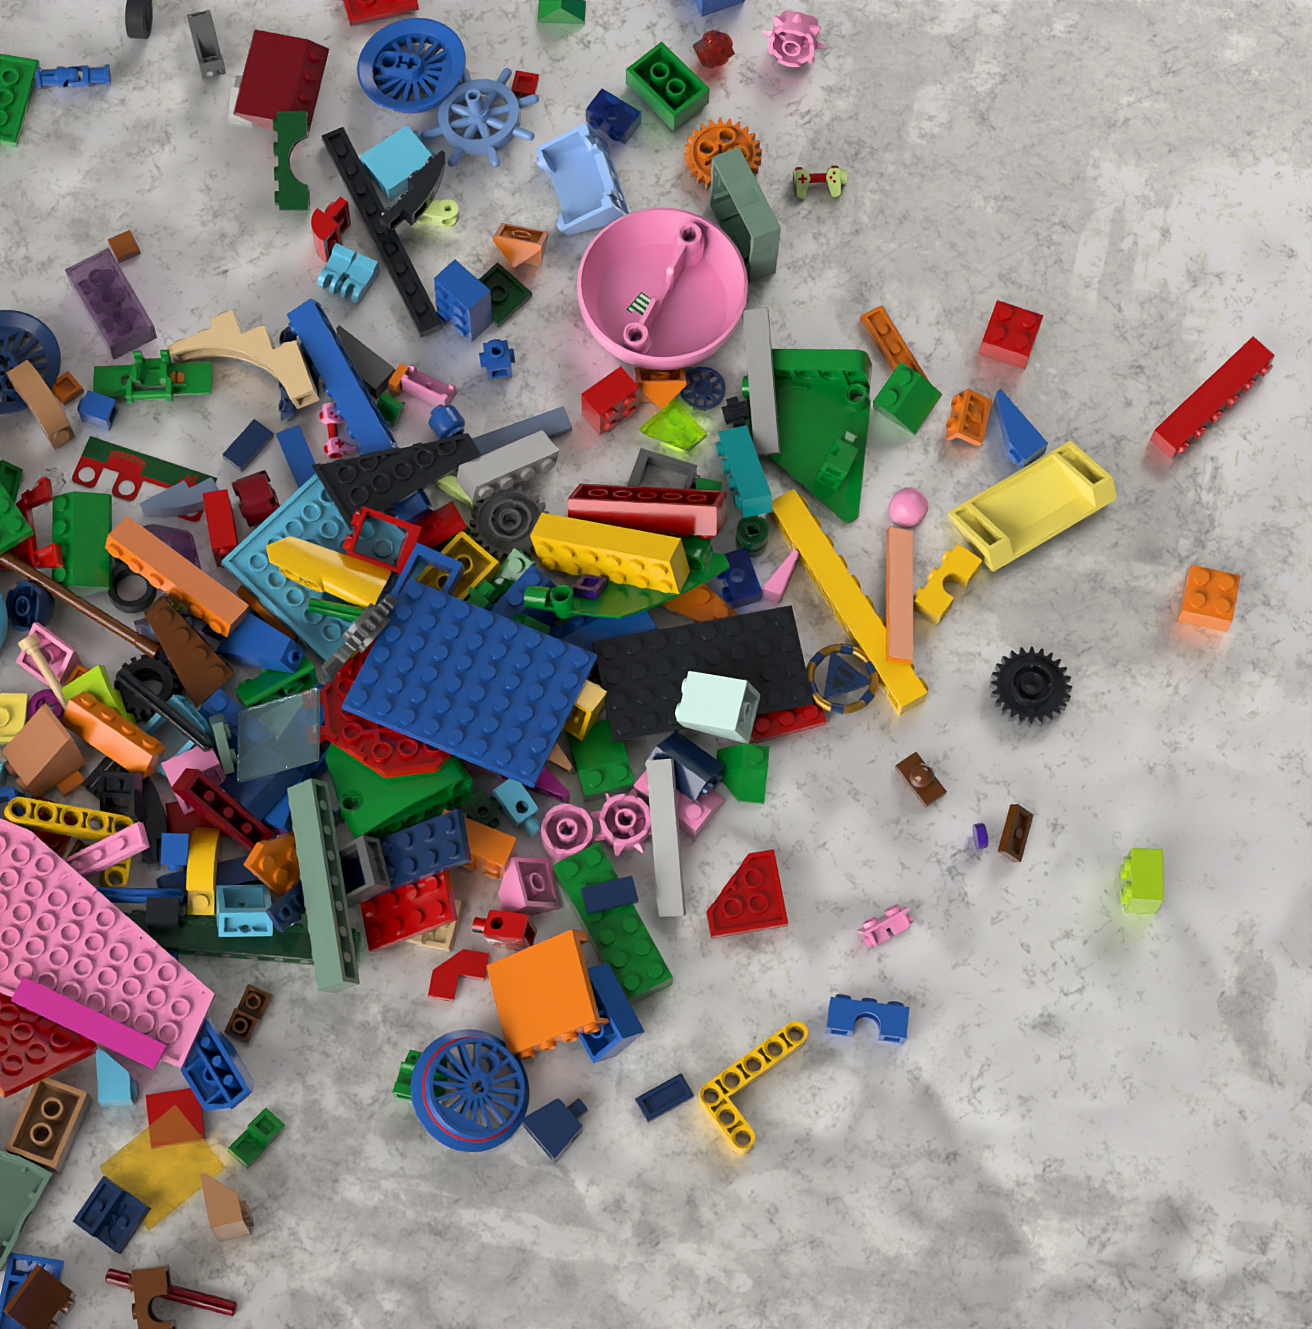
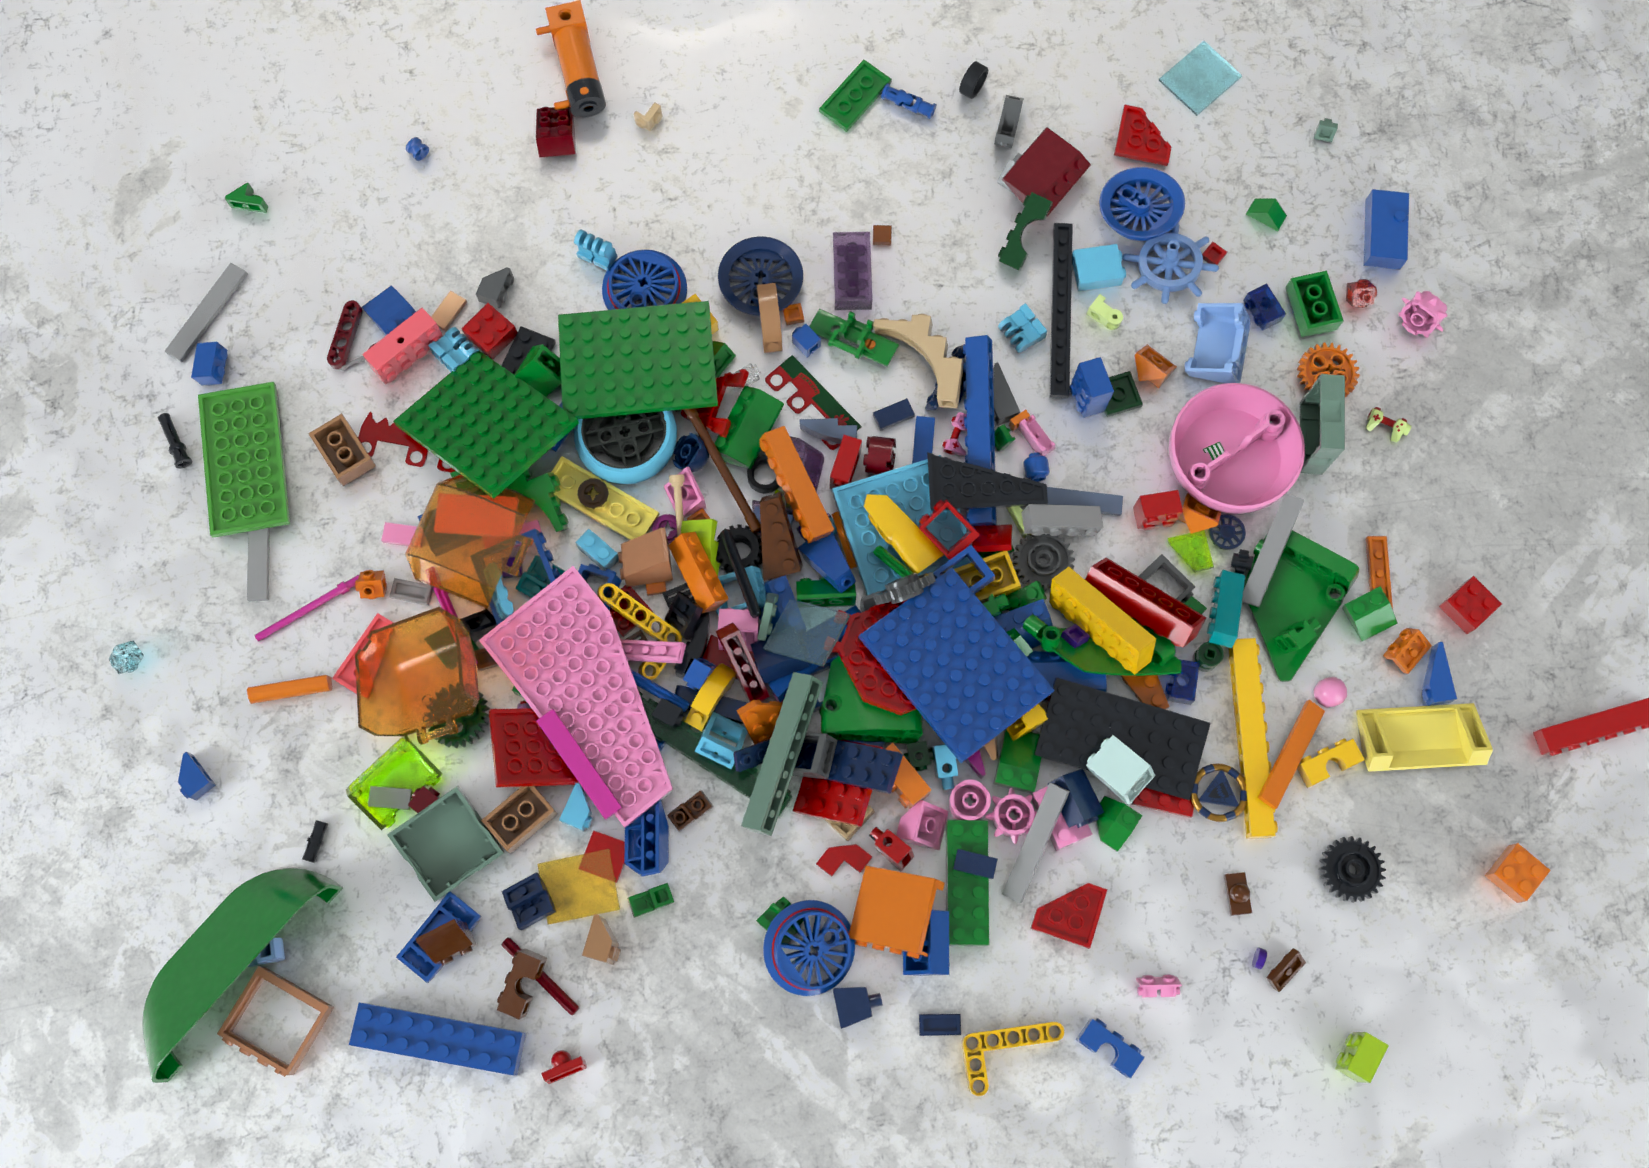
camera: 30 degrees right, 5 degrees up
(330, 226) = (1026, 290): red brick -> none
(421, 191) = (1103, 295): black slope -> none
(497, 359) = (1094, 439): blue brick -> none
(779, 581) = (1209, 699): bright pink slope -> none

